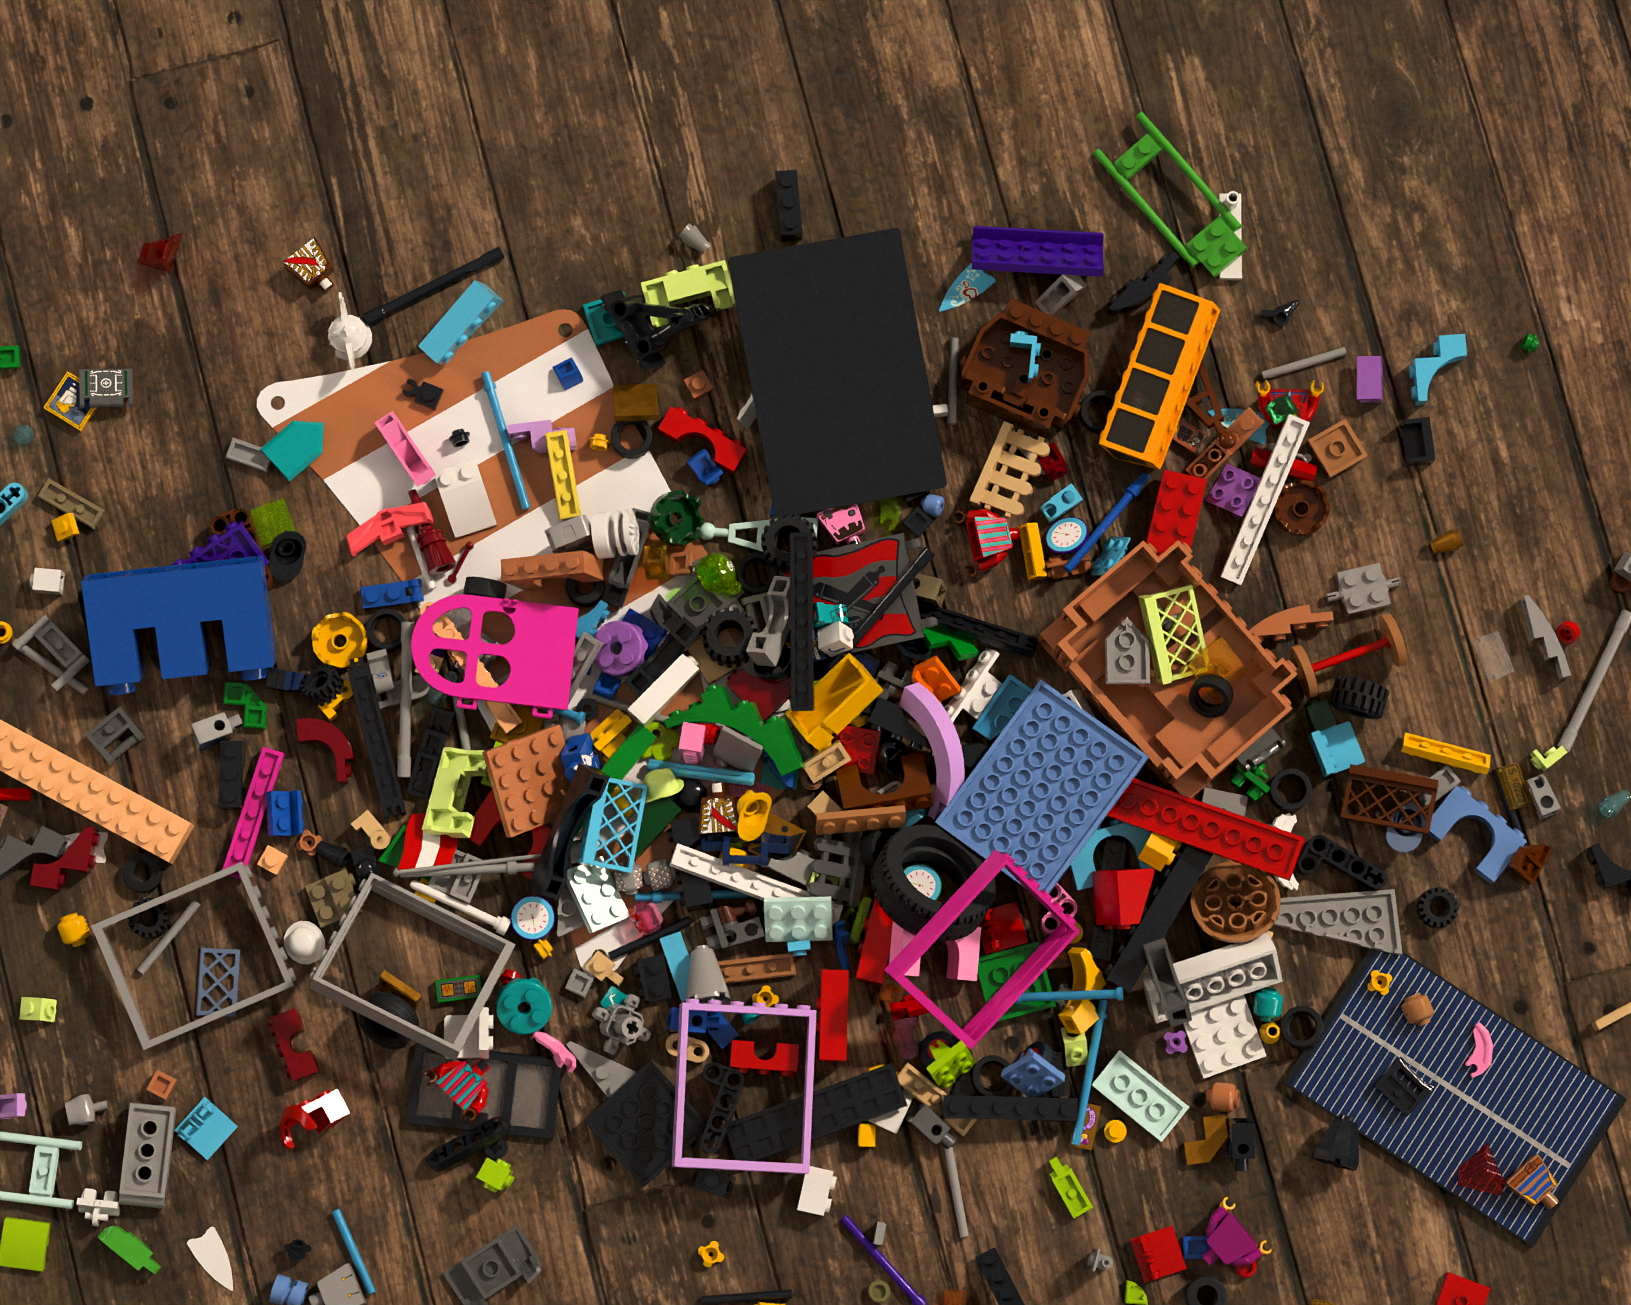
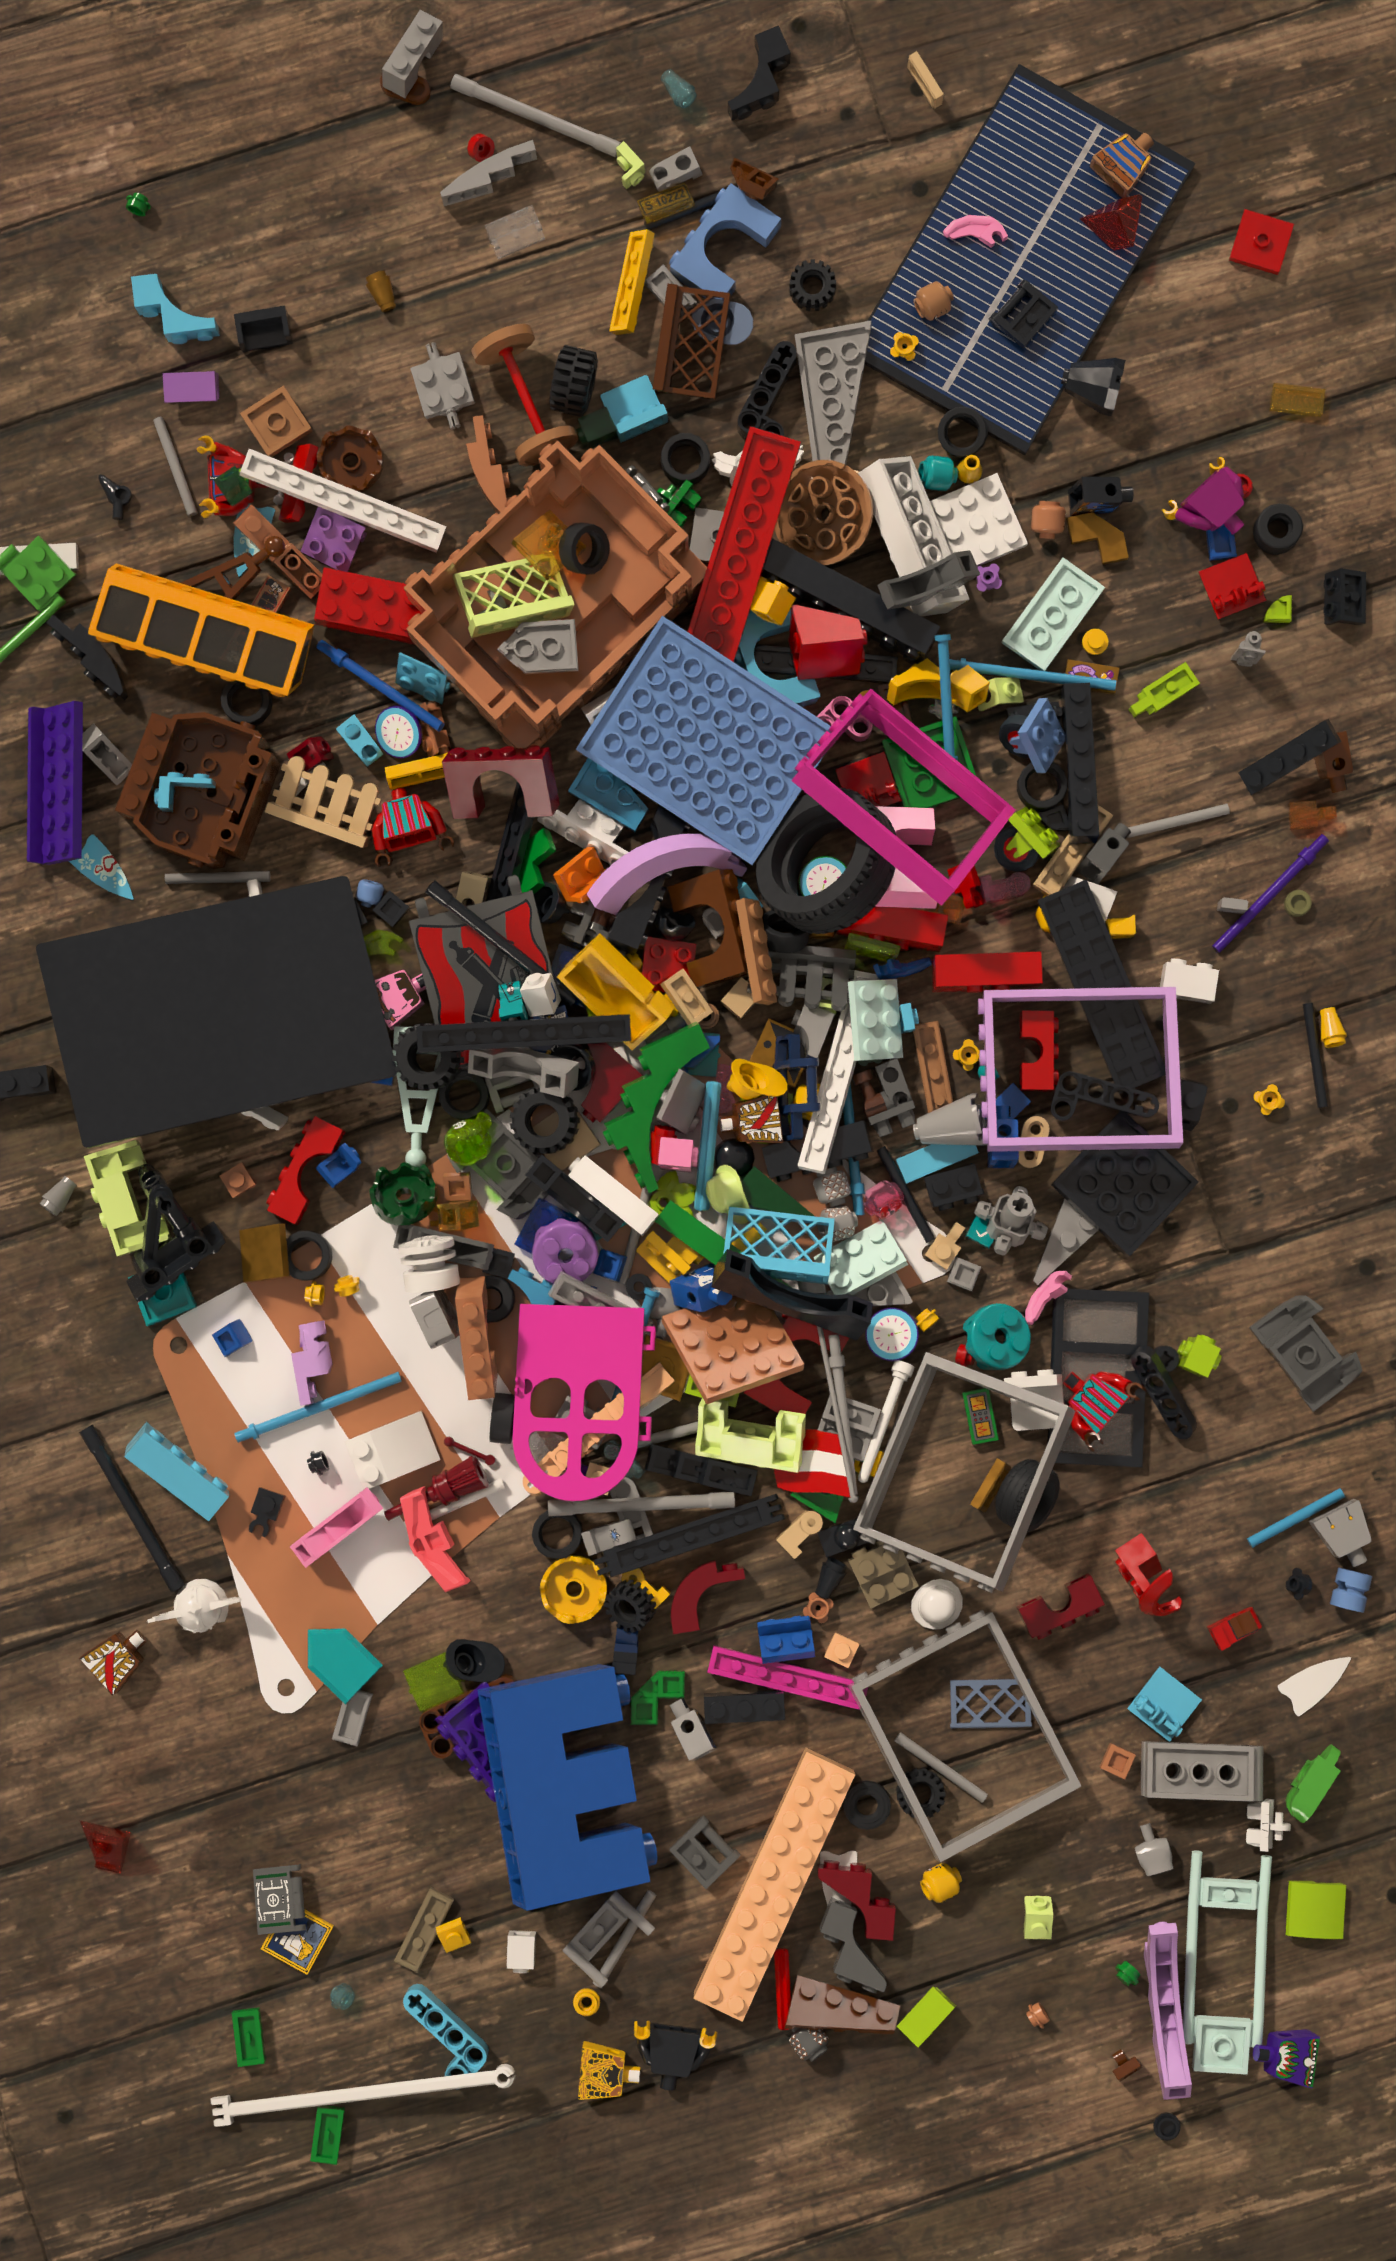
camera: 85 degrees left, 5 degrees up
(265, 1191) = (1234, 1628): none -> leg
(391, 594) = (513, 1531): blue plate -> none
(563, 474) = (357, 1334): light yellow tile -> none
(604, 469) = (347, 1285): none -> yellow plate
(1027, 638) = (528, 765): none -> dark red arch

